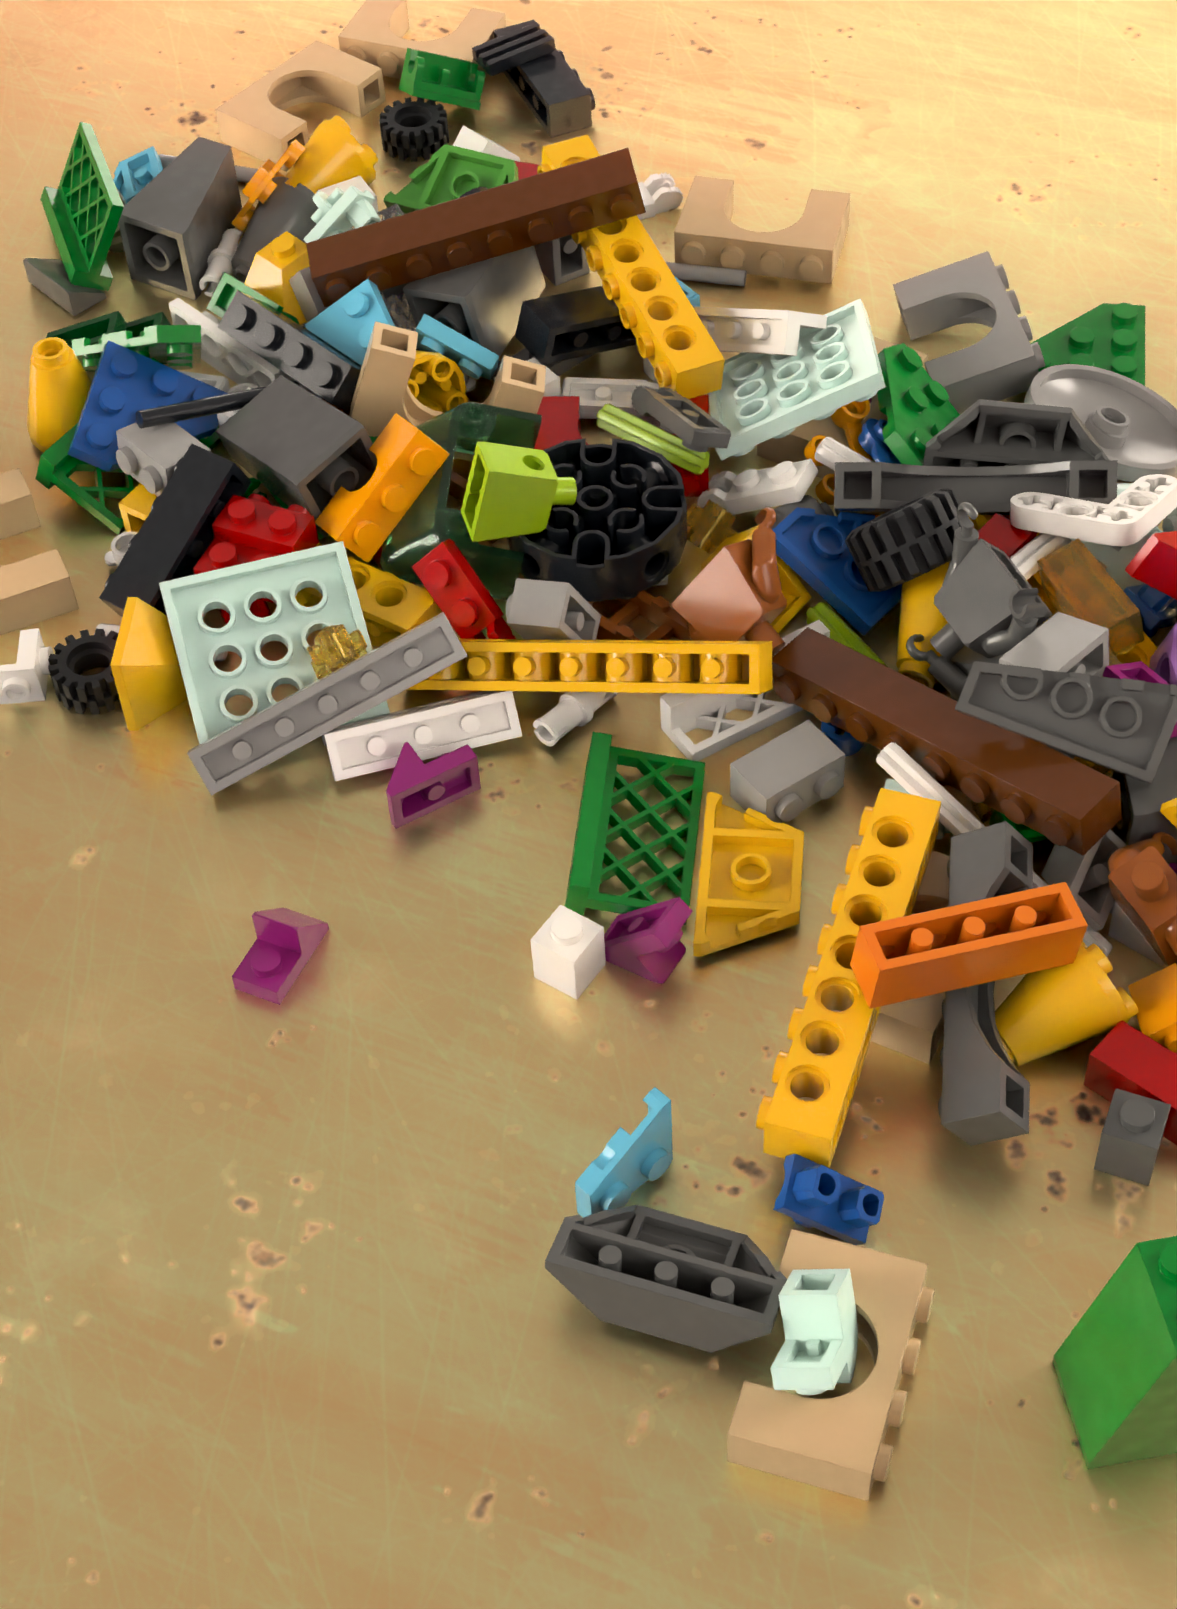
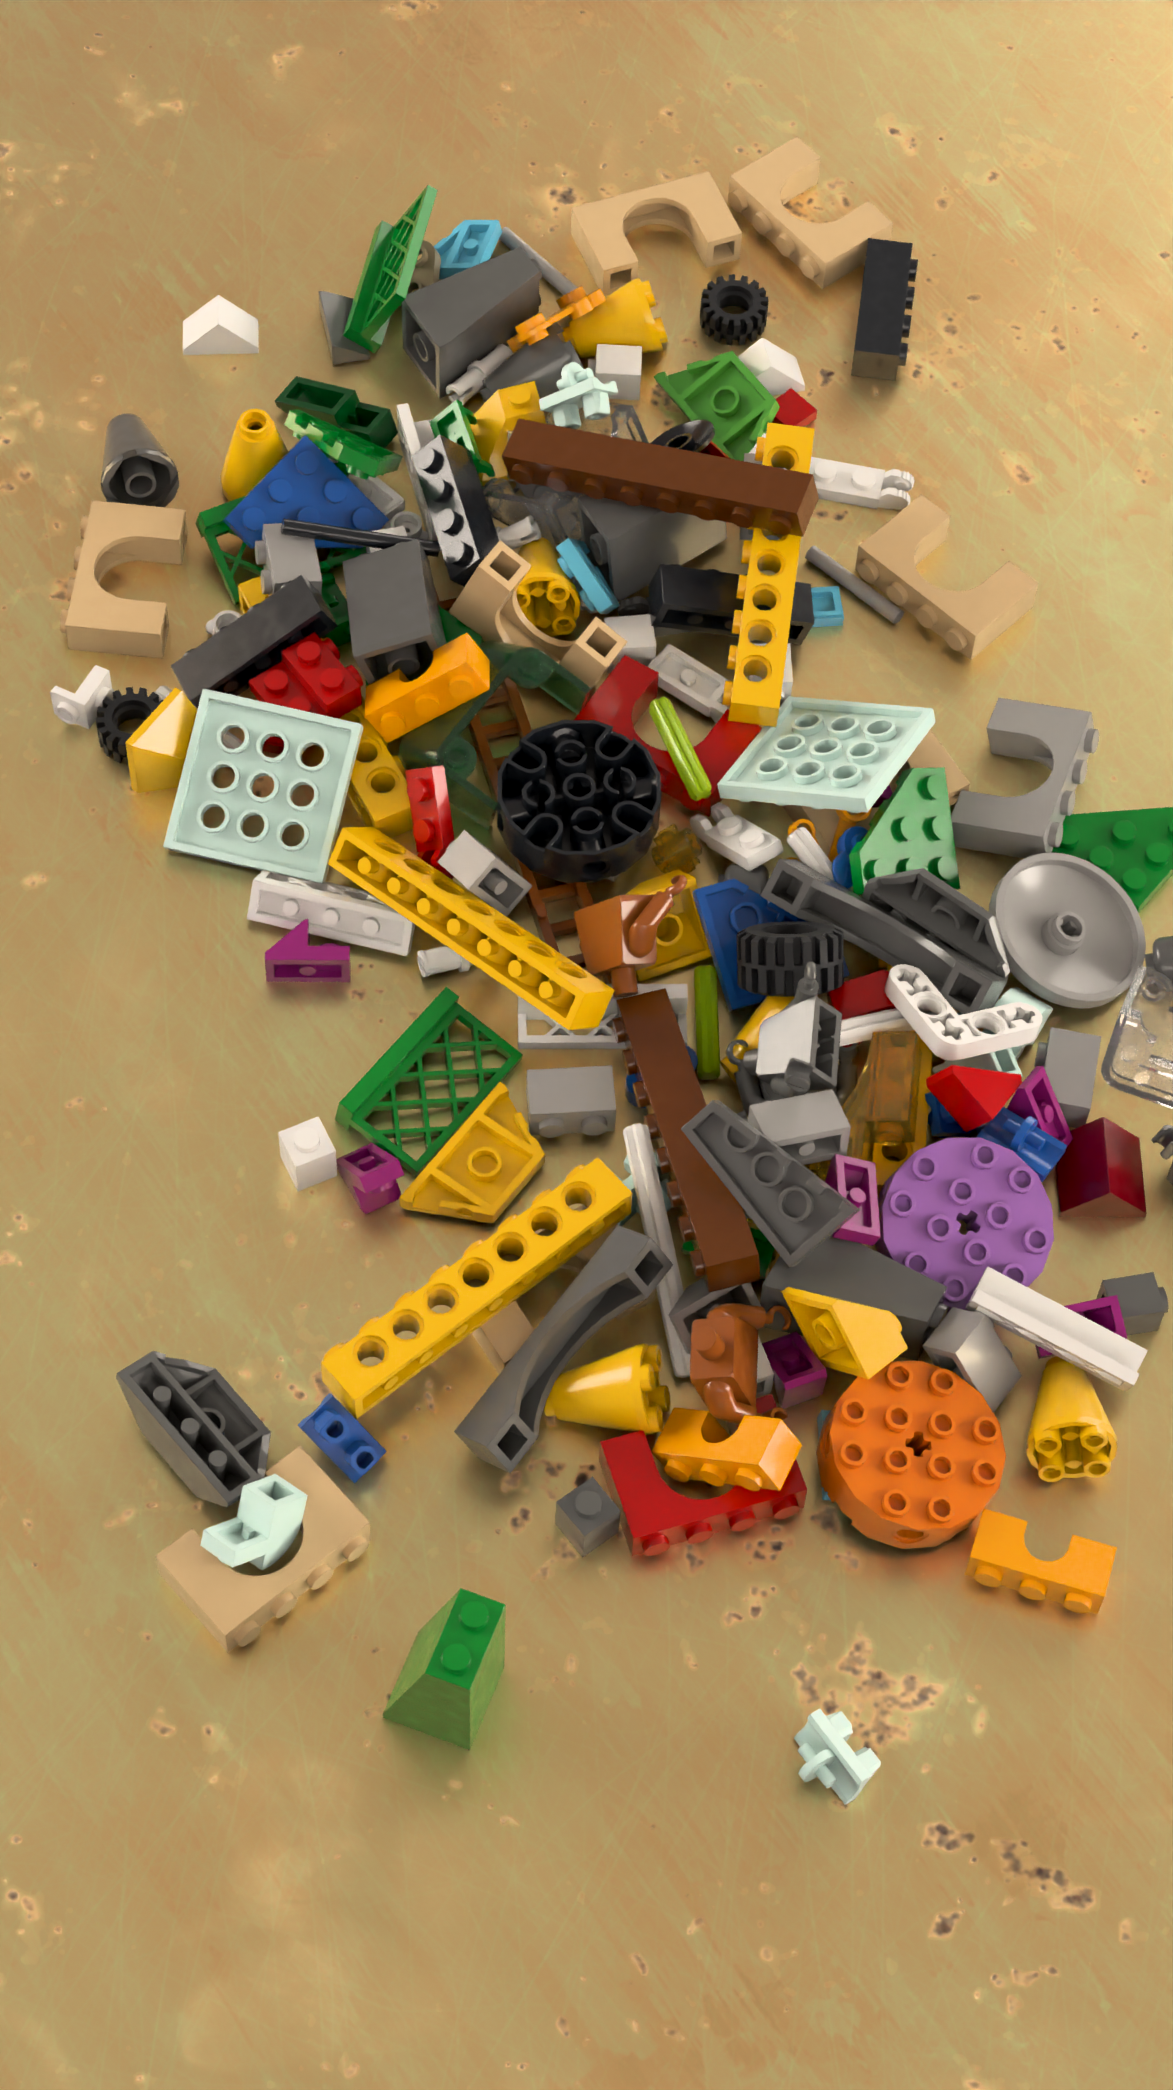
camera: 25 degrees right, 10 degrees up
(279, 953) = (122, 1034): magenta slope -> none
(327, 703) = (269, 856): light grey plate -> none
(335, 649) = (300, 820): clear yellow gear -> none
(351, 319) = (520, 515): medium azure wing -> none
(442, 79) = (784, 273): green hinge -> none
(512, 492) = (505, 755): lime torso -> none
(513, 49) = (865, 272): black tile -> none
(628, 1160) = (232, 1335): medium azure wing -> none
(681, 418) = (707, 746): dark grey hinge -> none
(757, 329) = (835, 679): white fence -> none
(967, 944) = (545, 1315): orange brick -> none

